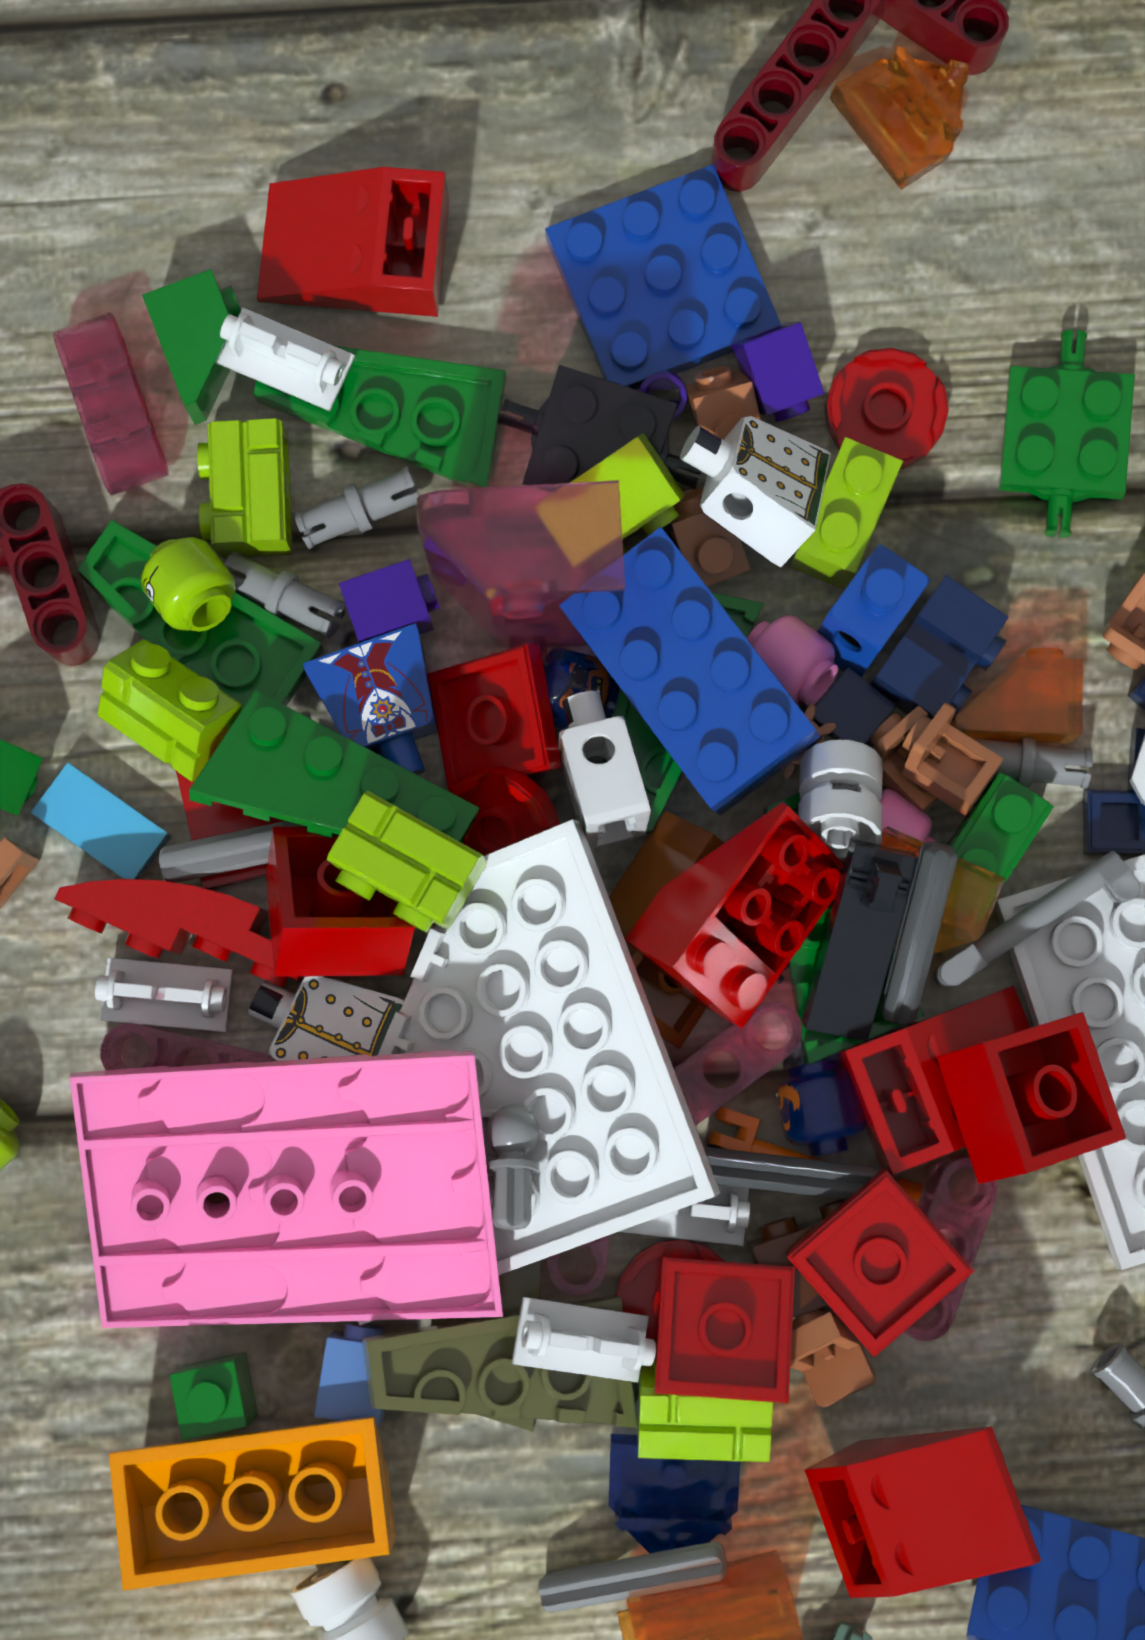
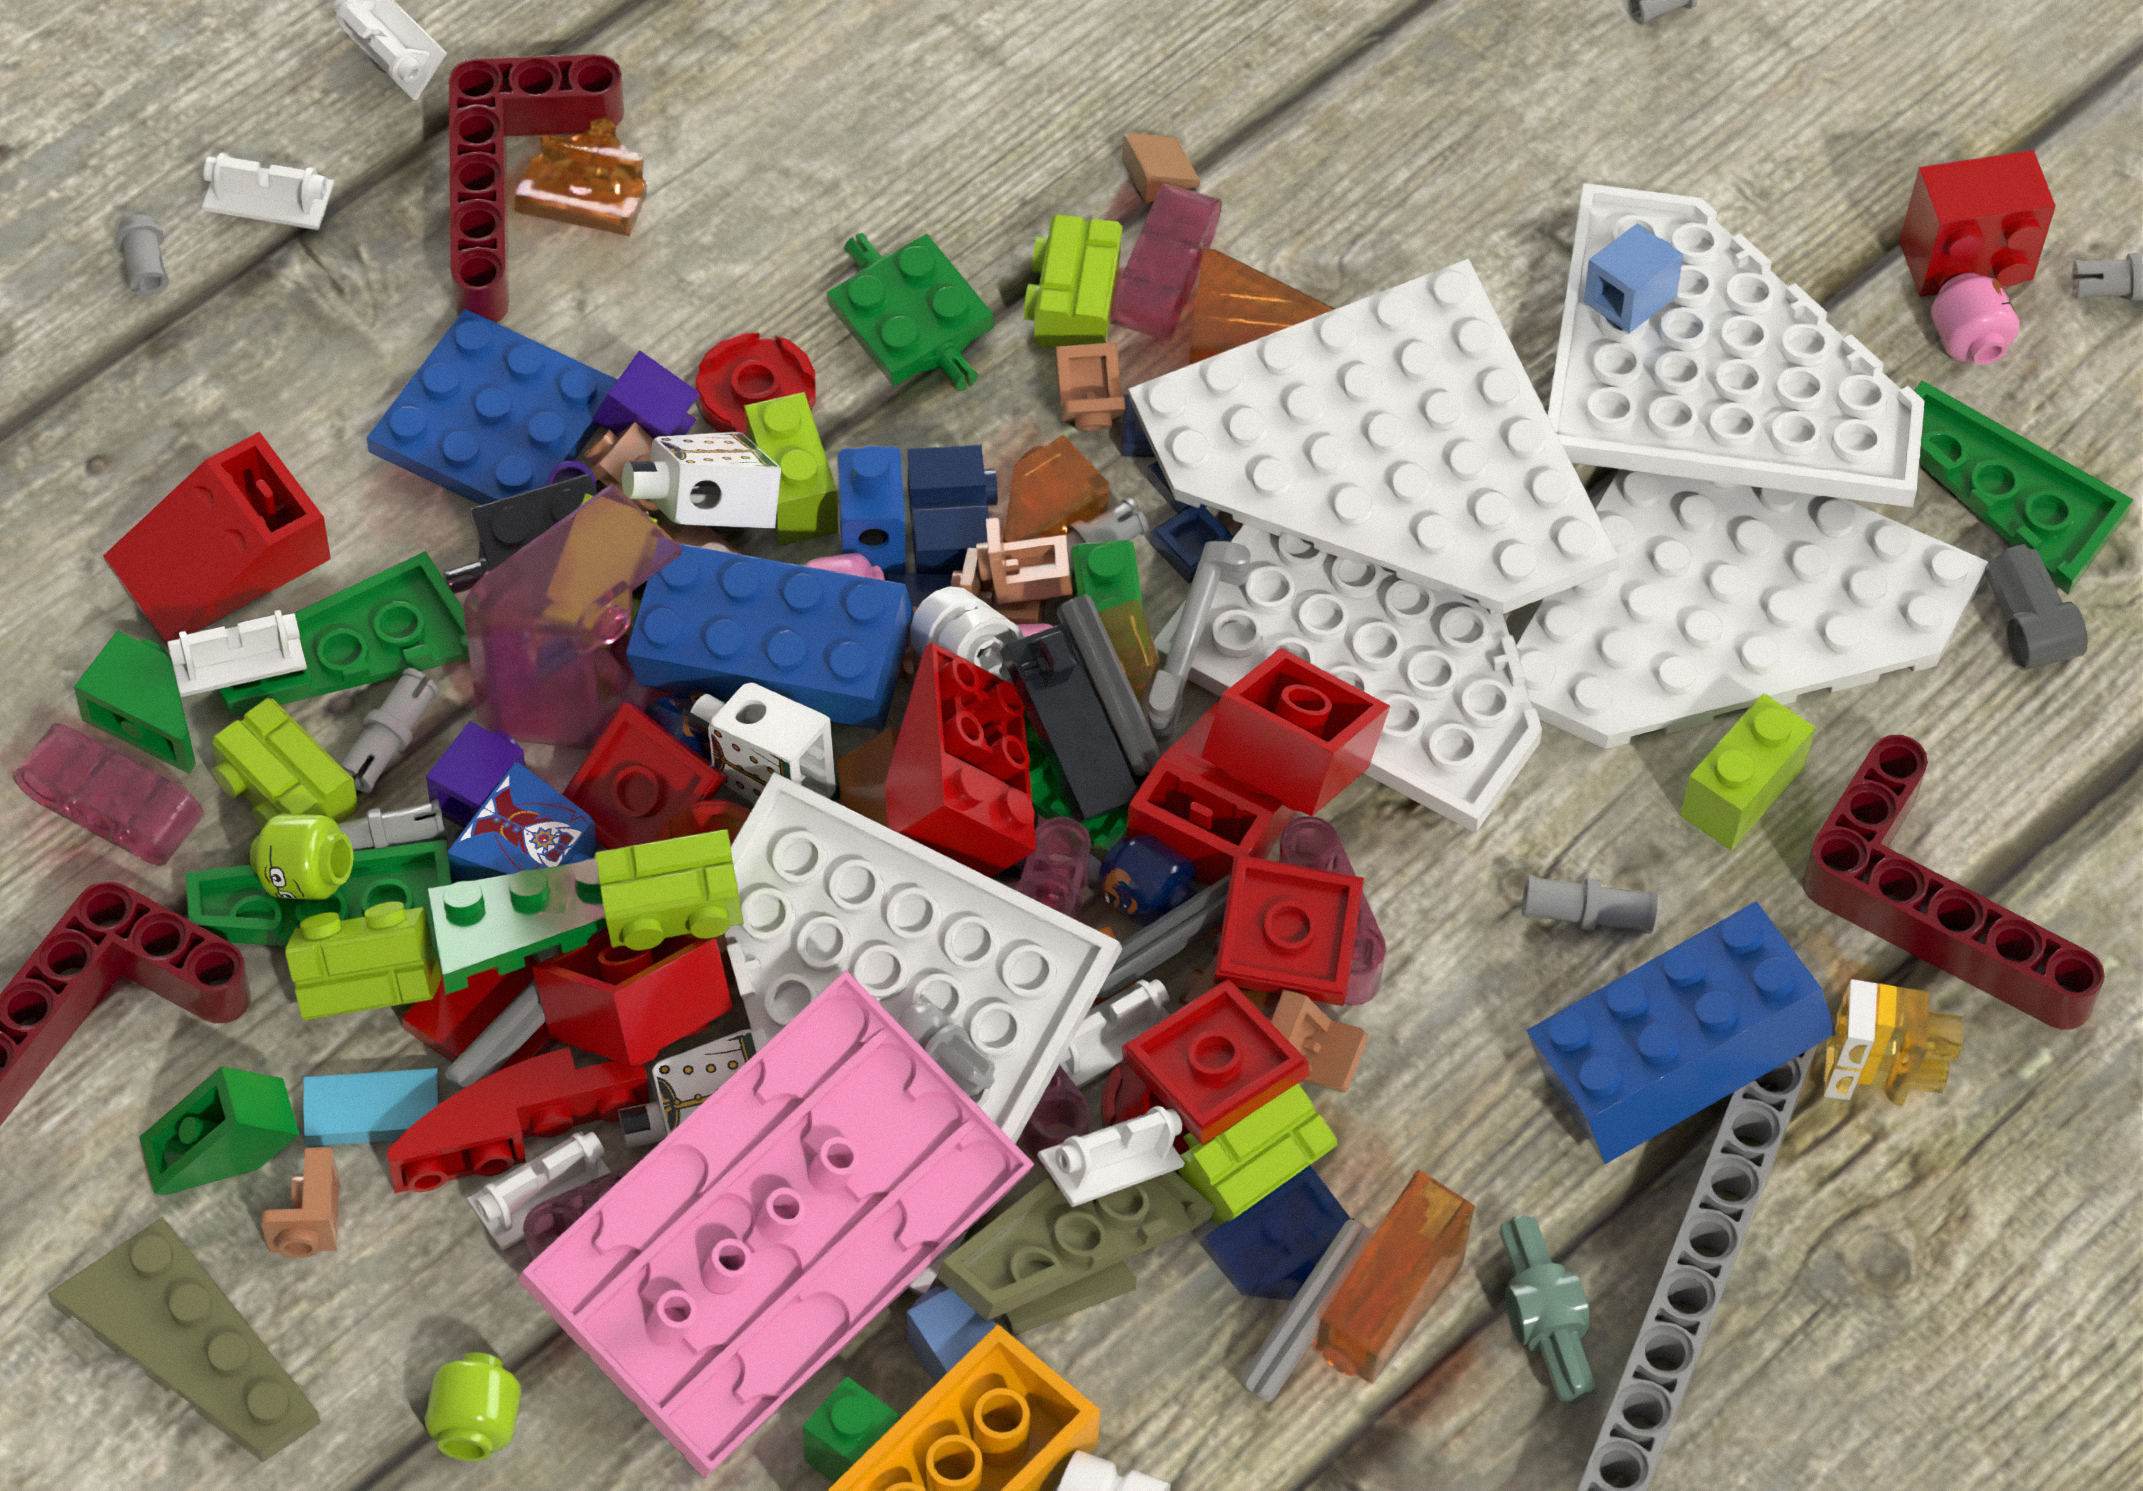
camera: 45 degrees left, 25 degrees down
(921, 1512) = (1478, 1069): red slope -> none

